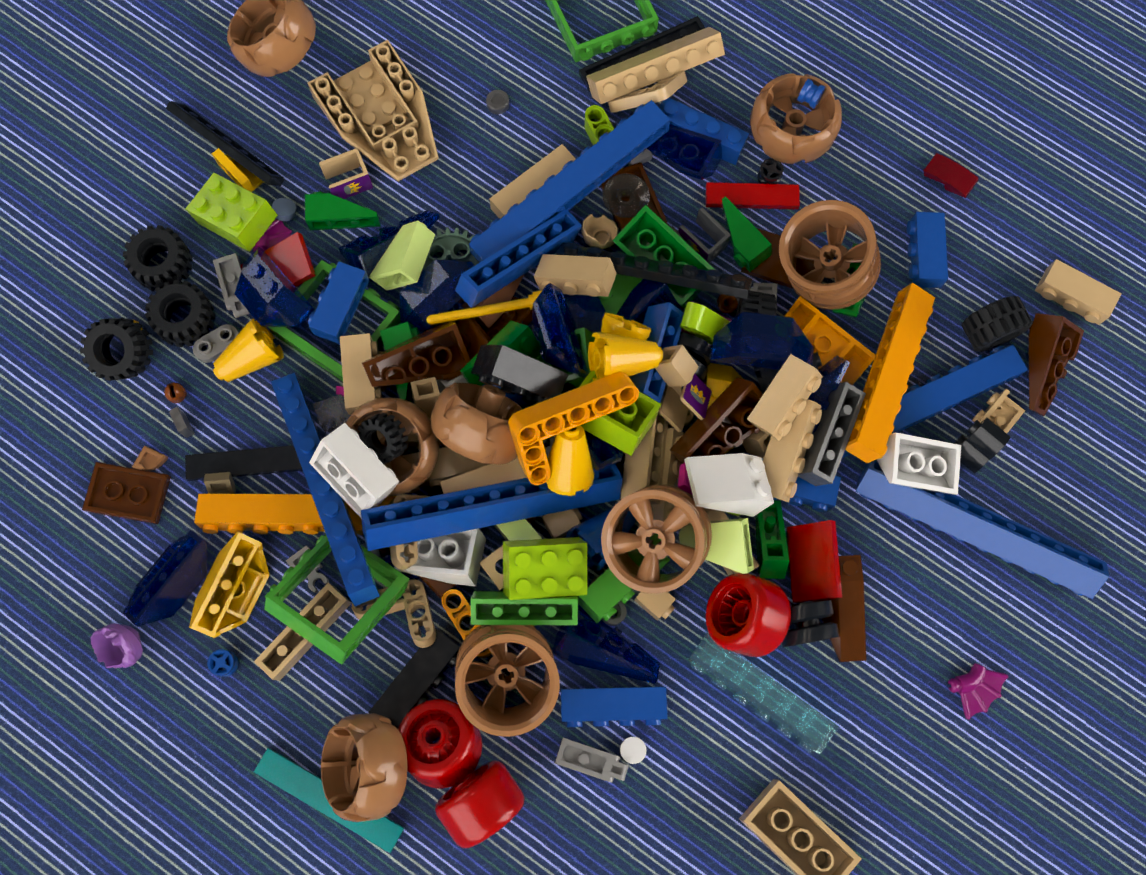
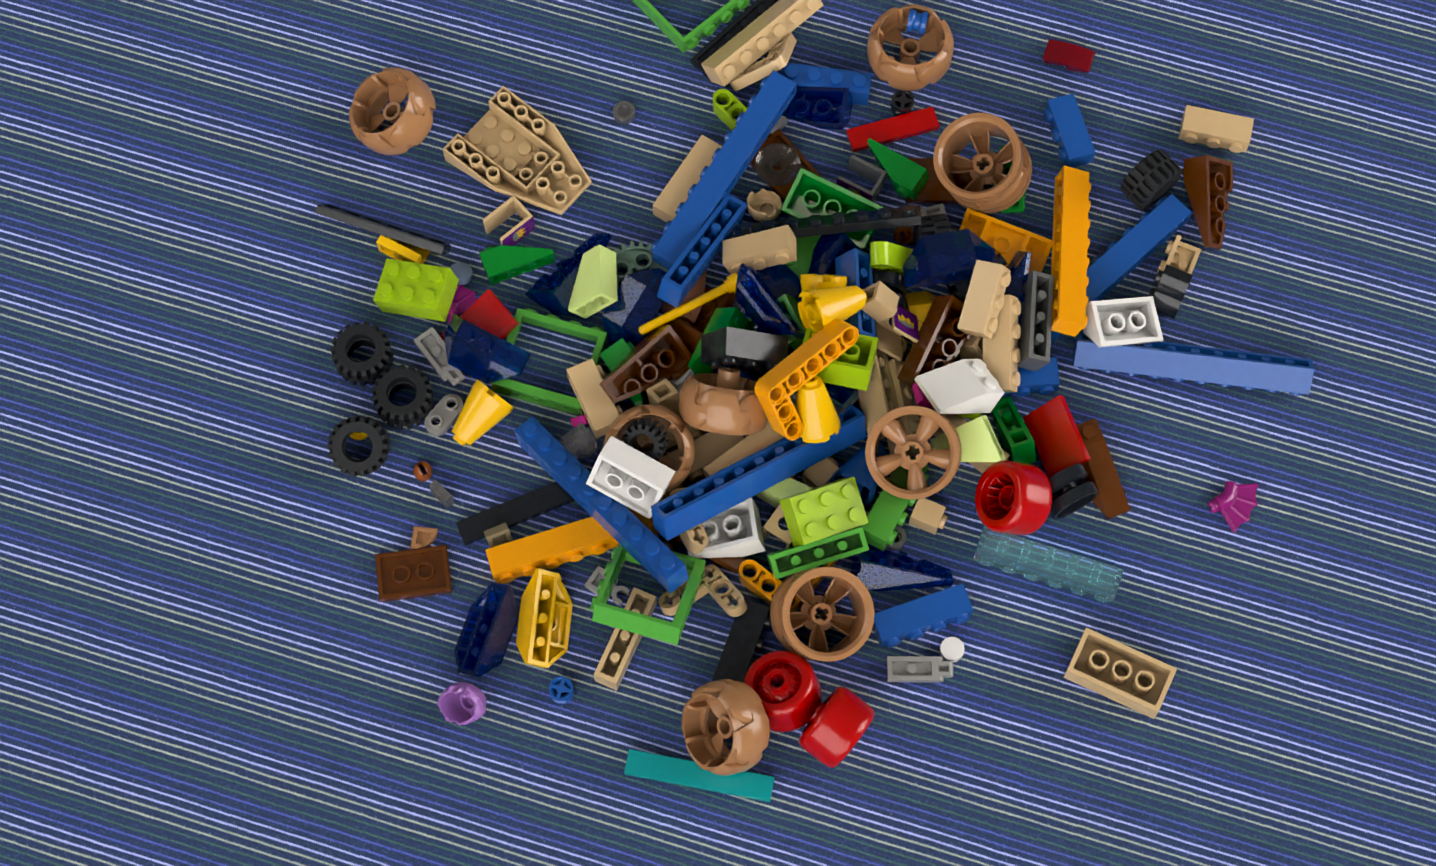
camera: 15 degrees left, 5 degrees down
(338, 302) = (550, 340): blue brick -> none

